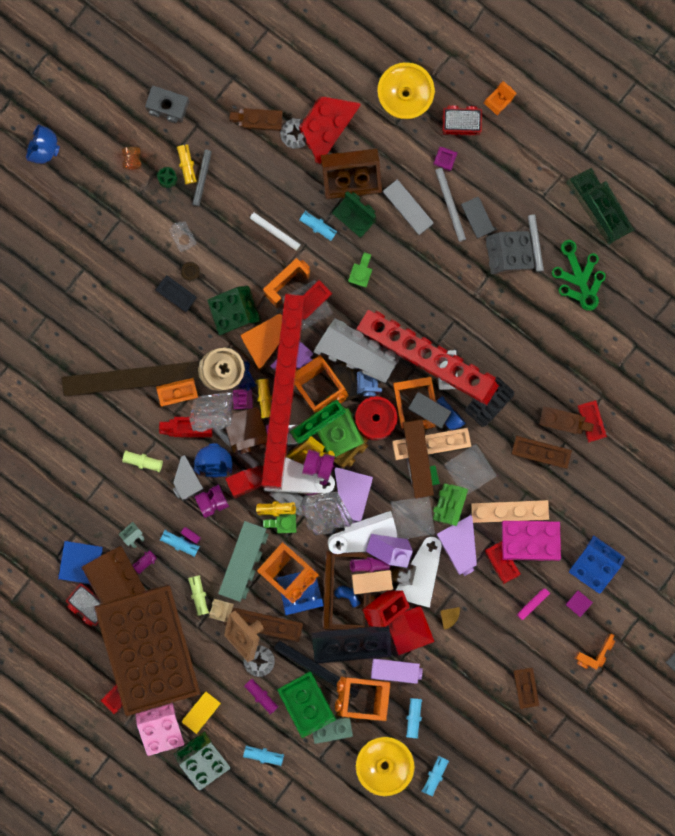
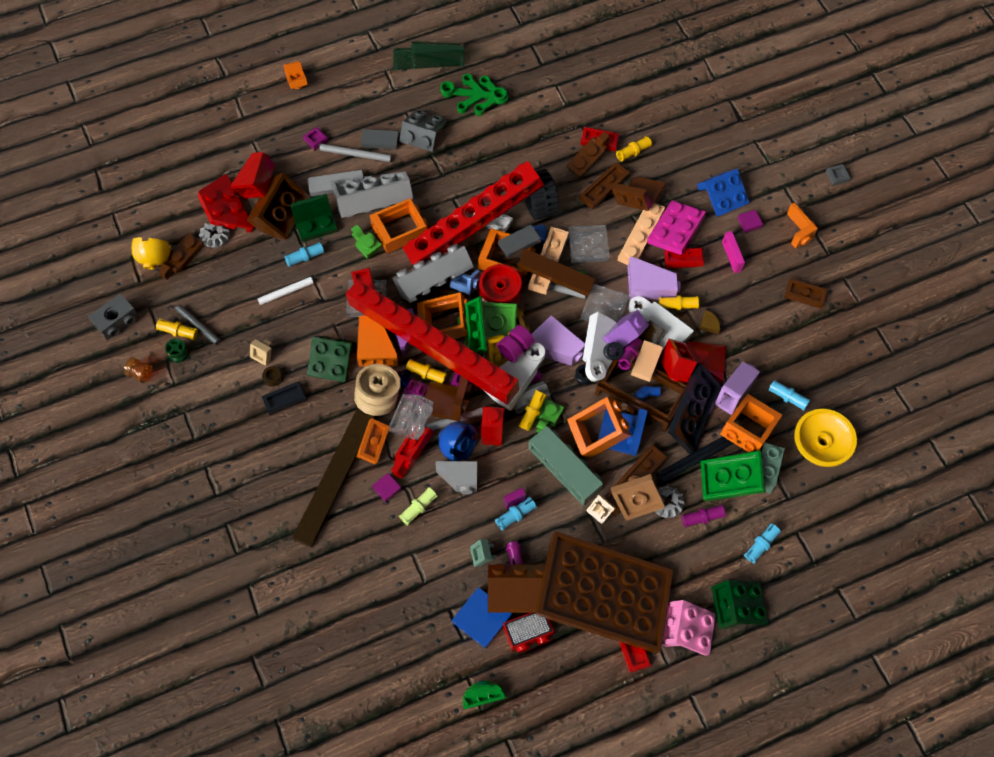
camera: 60 degrees left, 20 degrees down
(22, 597) = (482, 693): none -> green plate
(42, 146) = (69, 437): blue cylinder -> none
(145, 426) = (386, 487): none -> magenta tile
(179, 229) = (229, 365): clear bracket -> none
(198, 595) = (575, 522): yellowish green pin -> none
(201, 712) = (690, 580): yellow tile -> none
(204, 249) = (261, 351): none -> tan tile
(211, 501) = (492, 464): magenta wheel -> none
(241, 94) = (150, 252): none -> yellow cylinder
(283, 278) = (339, 310): orange panel -> none
(325, 512) = (561, 367): clear plate -> none
(368, 547) = (619, 351): none -> black bush
(369, 133) = (254, 176): none -> red slope
(407, 78) = (240, 132): yellow dish -> none
(409, 246) = (371, 193): none -> light grey wedge
(415, 297) = (394, 212): none -> orange window
(435, 776) = (852, 404): medium azure pin -> none
(450, 504) = (613, 265): bright green plate -> none
(453, 580) = (679, 302): none -> yellow pin
(462, 121) = (294, 110): brick -> none
(535, 243) = (431, 111): light grey bar -> none
(548, 489) = (639, 194): none -> reddish brown bracket
(598, 458) = (633, 148): none -> yellow pin

